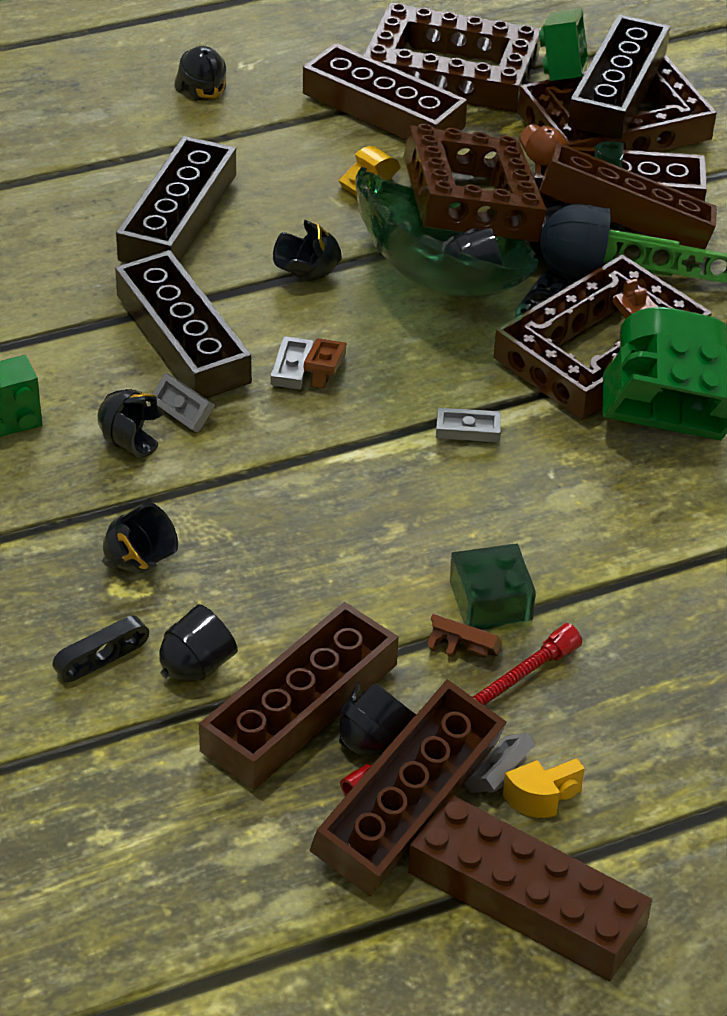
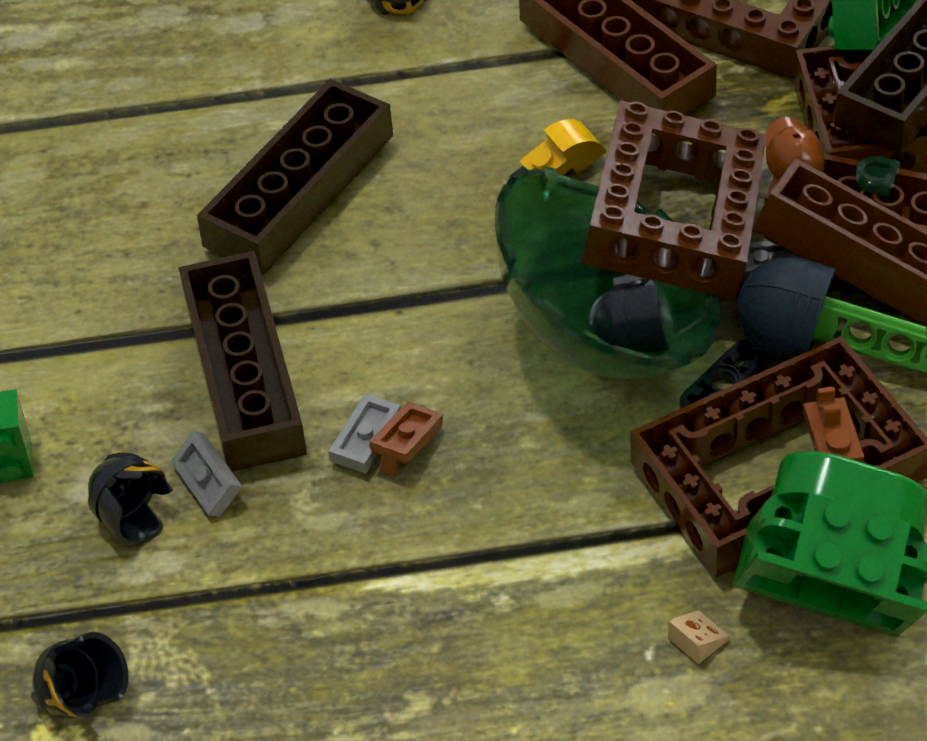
camera: 20 degrees right, 5 degrees up
(307, 257) = (434, 276): black helmet -> none
(468, 424) = (560, 563): light grey plate -> none
(581, 457) = (696, 635): none -> tan slope

